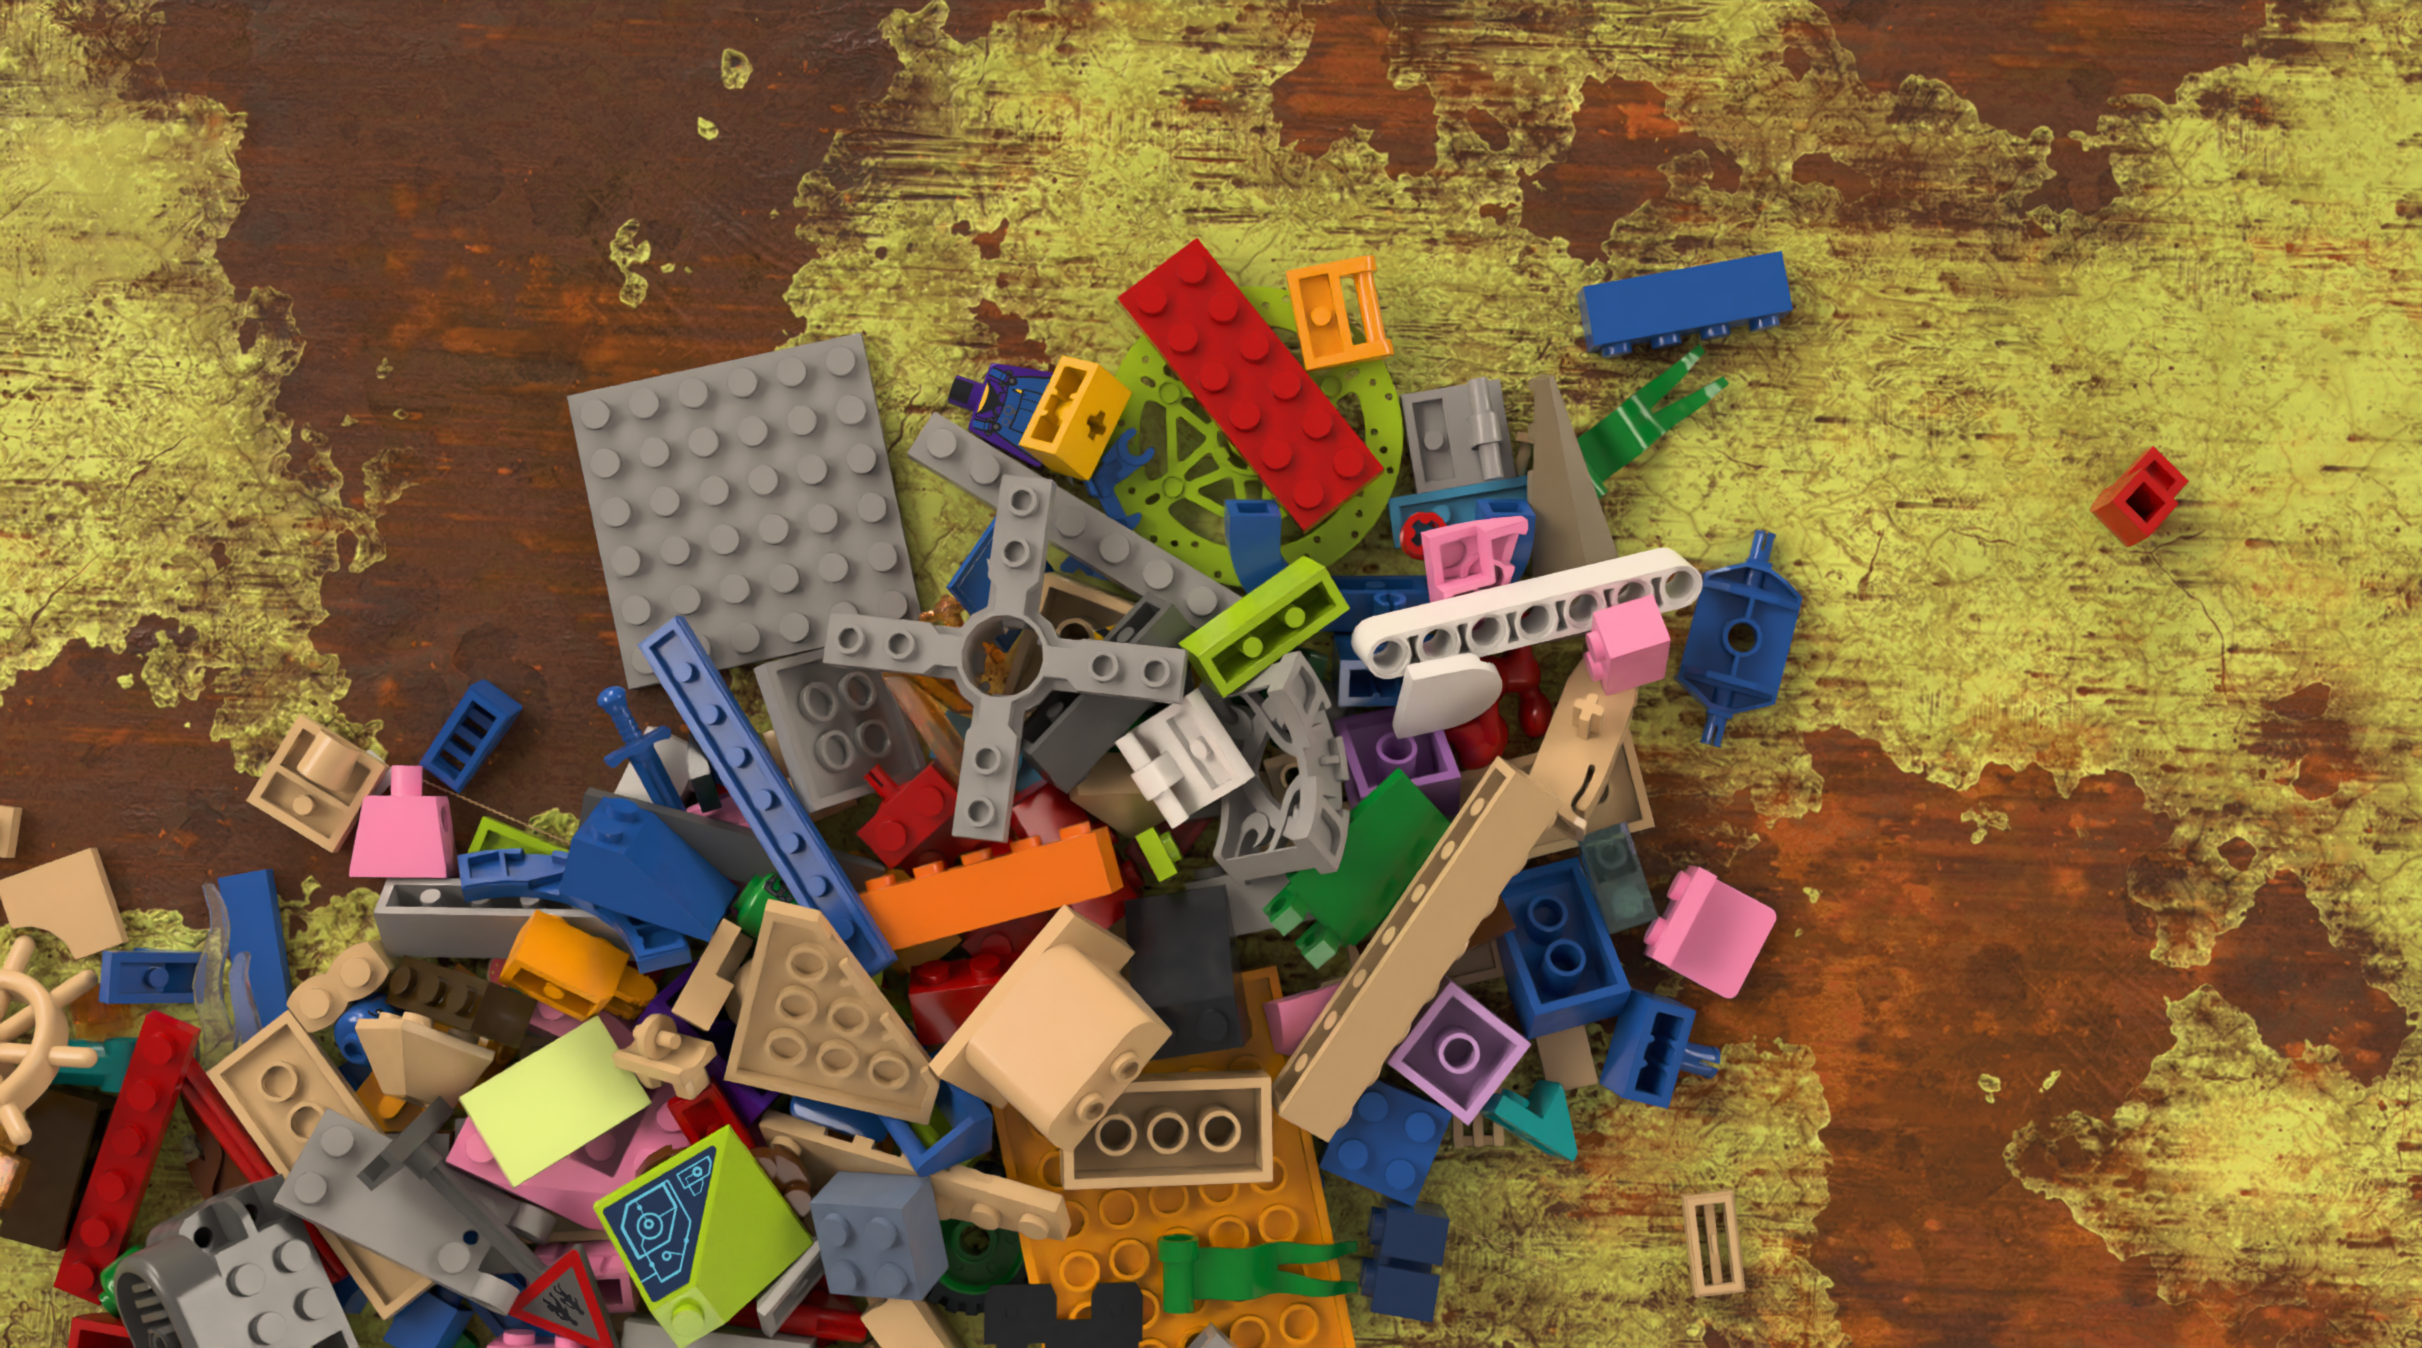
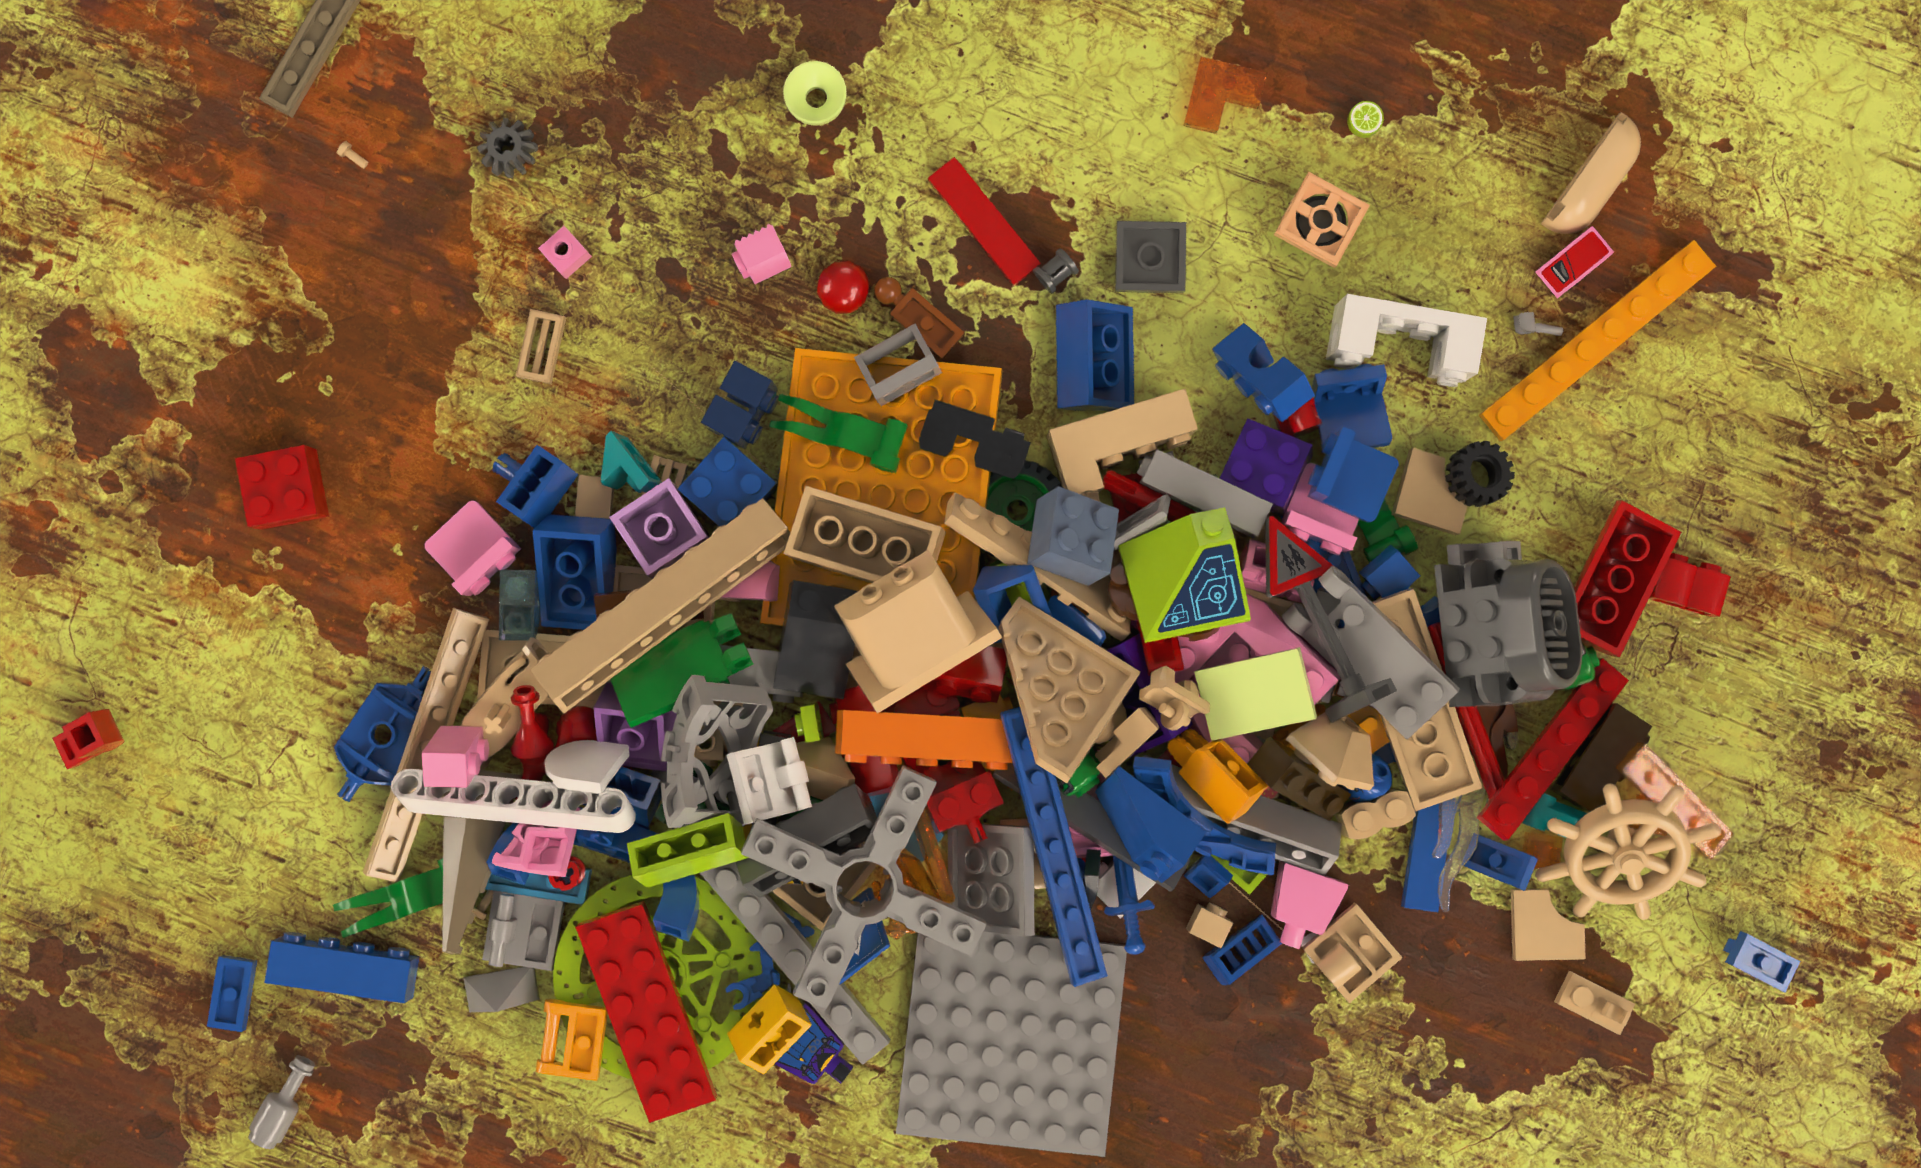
camera: 160 degrees left, 0 degrees up
(524, 758) = (1210, 924): none -> tan plate
(547, 823) = (1208, 875): none -> blue tile
(1461, 346) = (501, 989): none -> light grey slope
(1533, 698) = (531, 741): none -> red piece
(1678, 699) = (436, 709): none -> tan tile
(1703, 87) = (279, 1108): none -> light grey piece
(1822, 220) = (232, 993): none -> blue plate
(1999, 928) = (281, 487): none -> red brick

